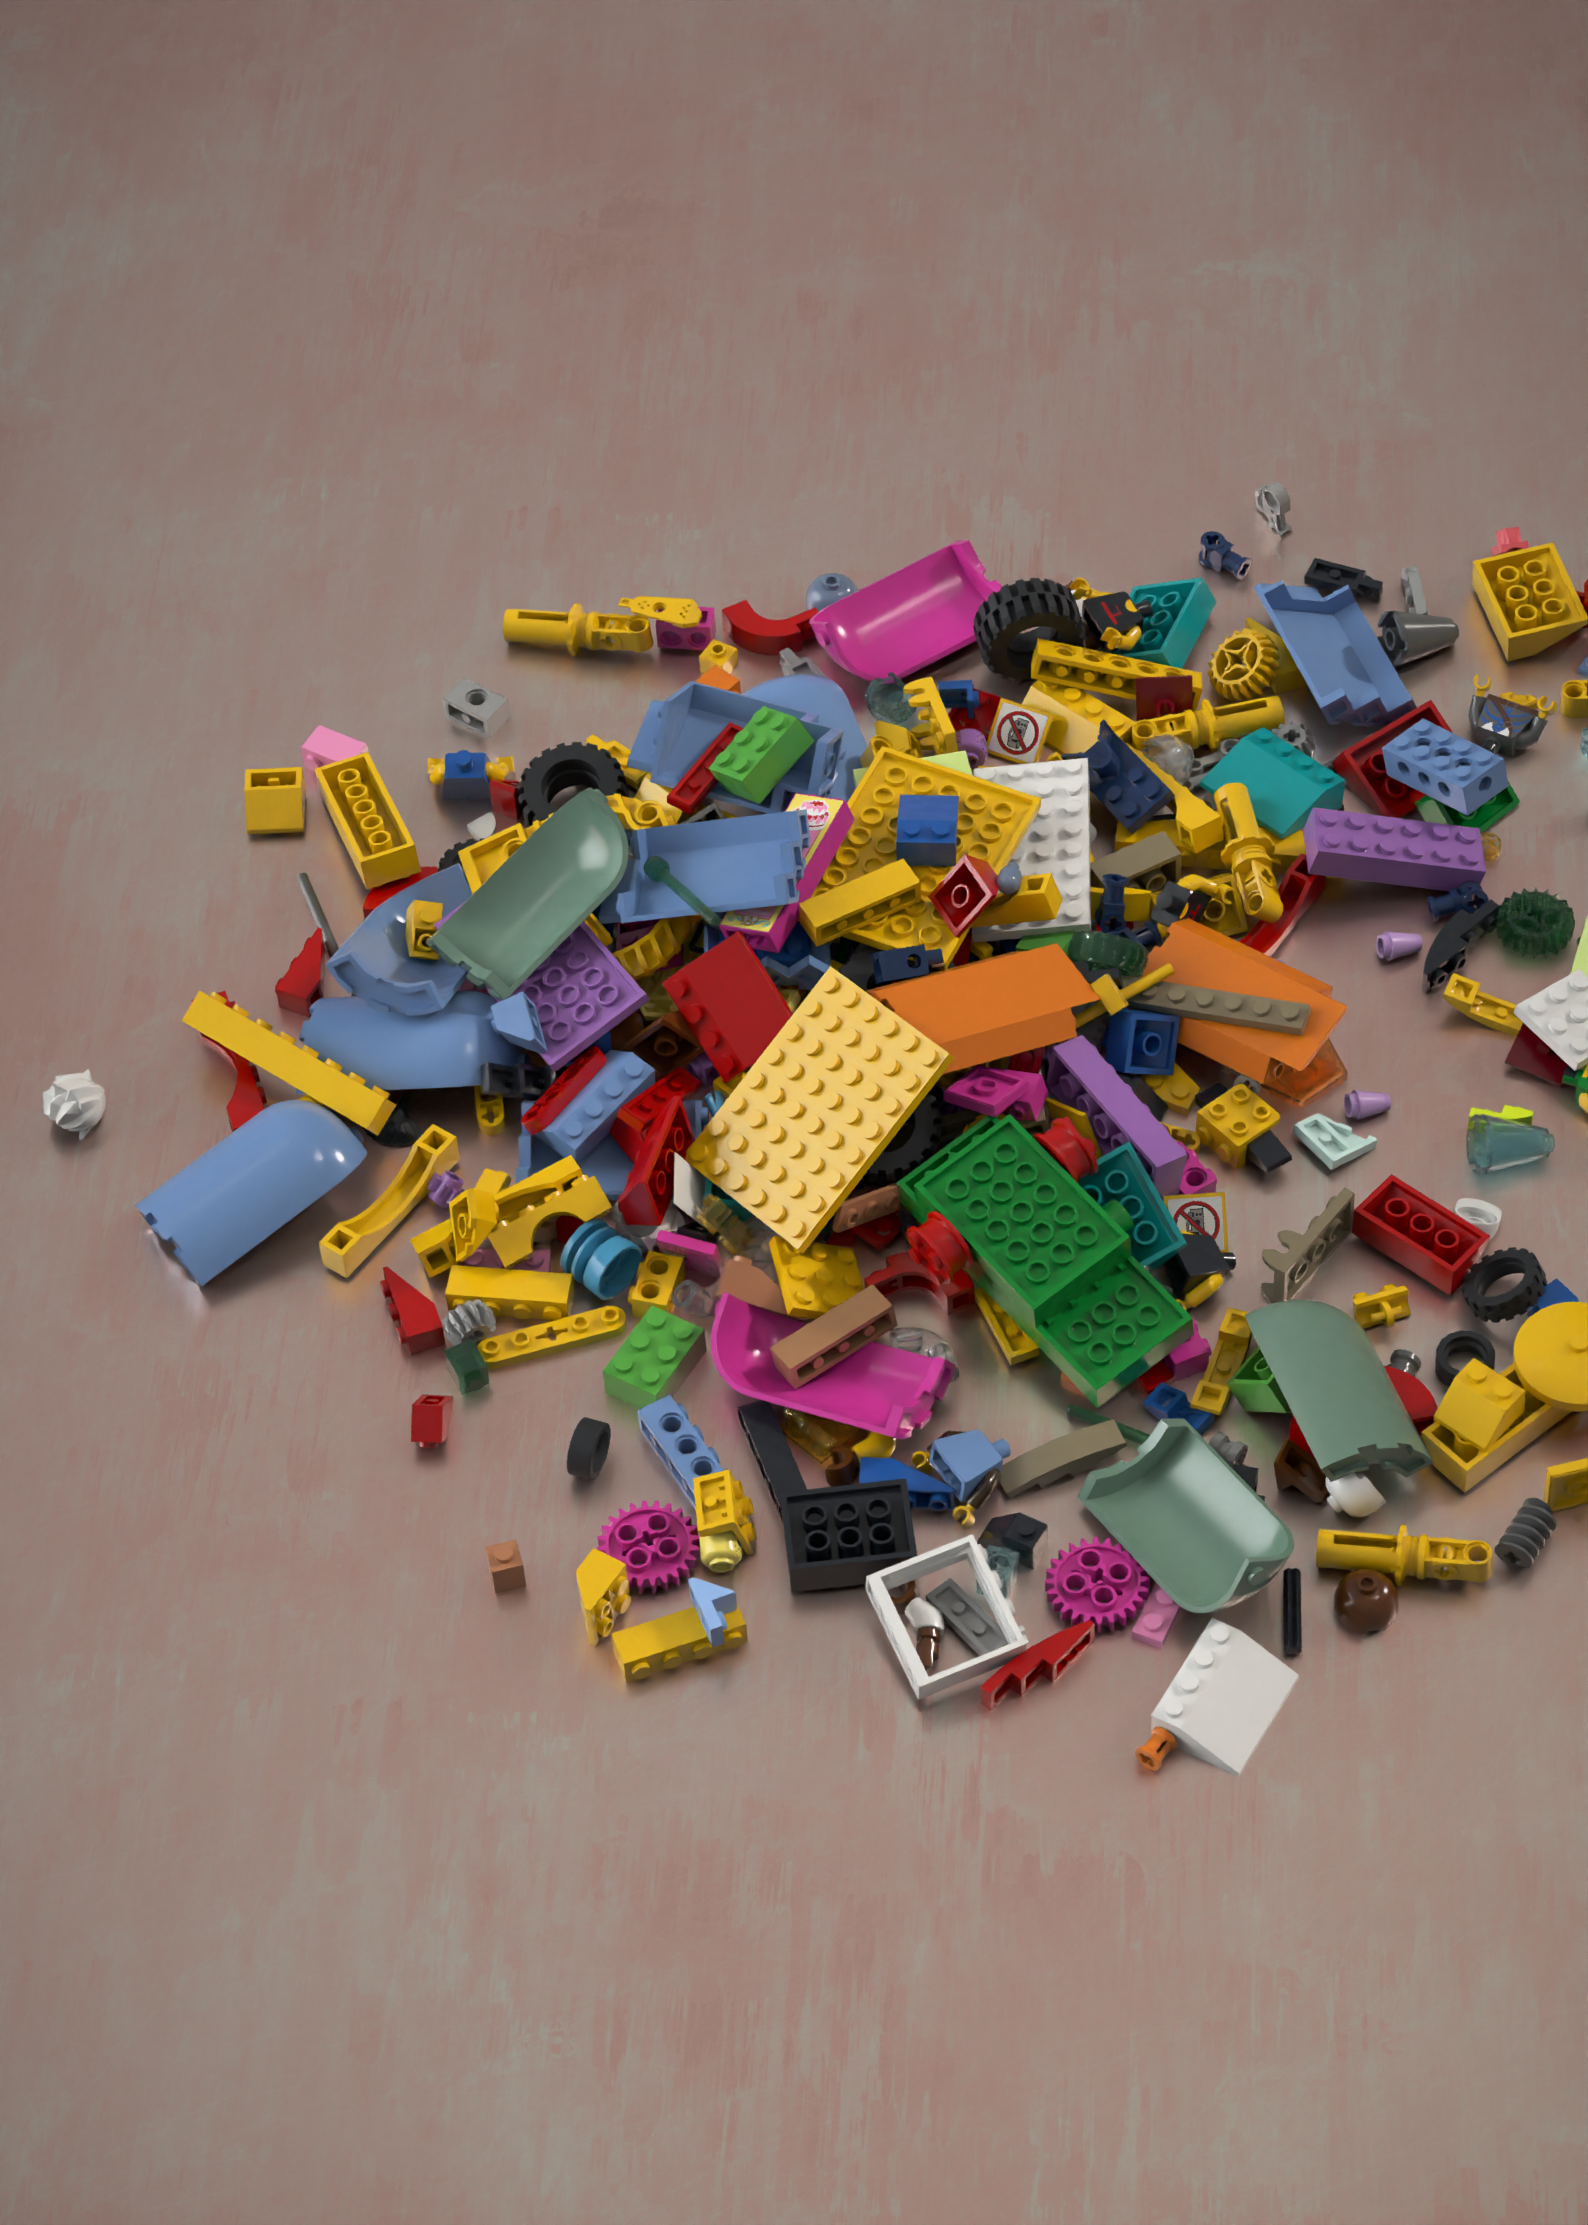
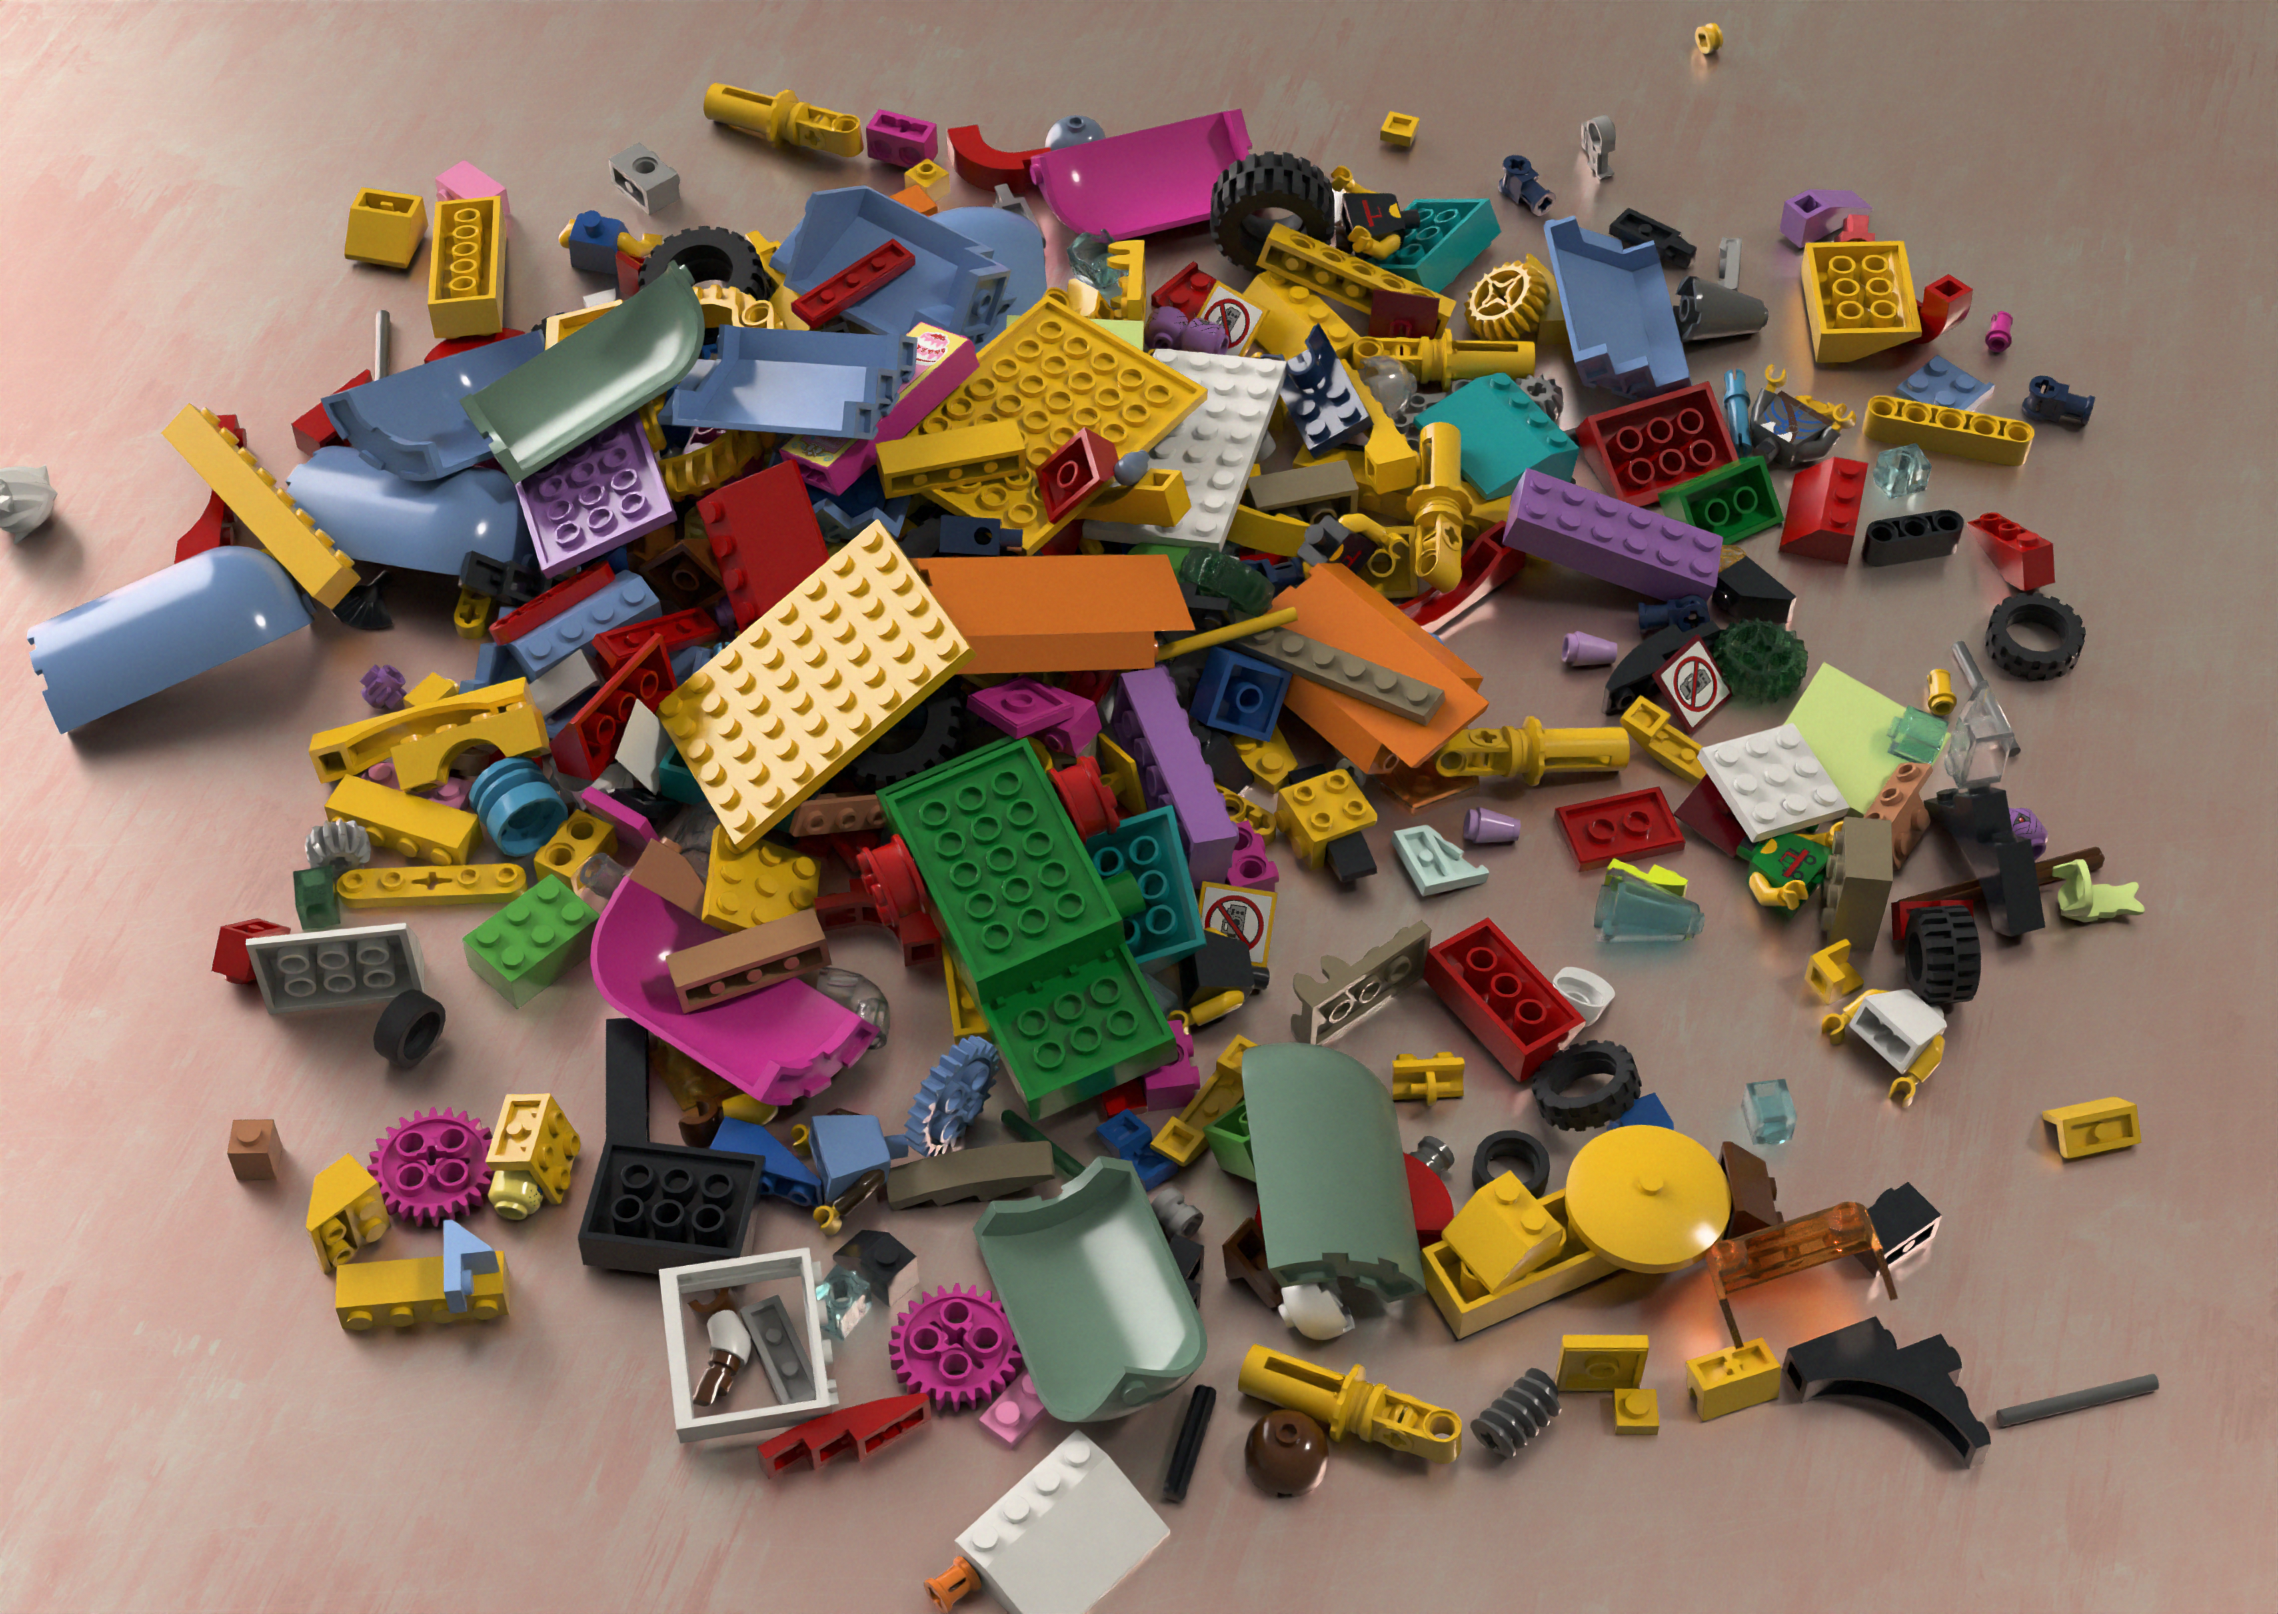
camera: 10 degrees right, 0 degrees up
(356, 1238) = (253, 721): yellow arch -> none
(416, 1314) = (282, 823): red slope -> none
(420, 927) = (478, 376): yellow slope -> none
(472, 1219) = (382, 725): yellow slope -> none
(515, 1416) = (337, 967): none -> white slope
(519, 1022) = (524, 512): medium blue slope -> none
(601, 1151) = (566, 683): none -> light grey hinge
(657, 1424) = (515, 1012): medium blue brick -> none
(659, 870) = (736, 376): clear green piece -> none
(678, 611) = (892, 118): yellow piece -> none
(735, 1235) = (649, 791): clear yellow hinge -> none
(761, 754) = (908, 276): bright green brick -> none
(927, 830) = (1059, 395): blue slope -> none
(959, 695) = (1173, 270): blue bracket -> none
(1003, 750) = (1204, 337): none -> medium lavender head
(1033, 1401) = (952, 1096): none -> medium blue gear
(1100, 526) = (1399, 129): none -> yellow plate
(1109, 994) = (1209, 627): yellow piece -> none
(1112, 904) = (1257, 526): dark blue connector -> none
(1335, 387) = (1709, 38): none -> yellow bush
(1385, 1035) = (1533, 751): none -> yellow piece
(1445, 766) = (1701, 457): medium blue brick -> none
(1454, 709) = (1737, 403): none -> dark azure pin
(1465, 1083) = (1620, 828): none -> red tile
(1474, 529) = (1819, 214): none -> medium lavender slope
(1490, 954) = (1692, 684): none -> piece
(1515, 869) = (1751, 592): none -> black slope
(1551, 787) = (1824, 510): none -> red slope

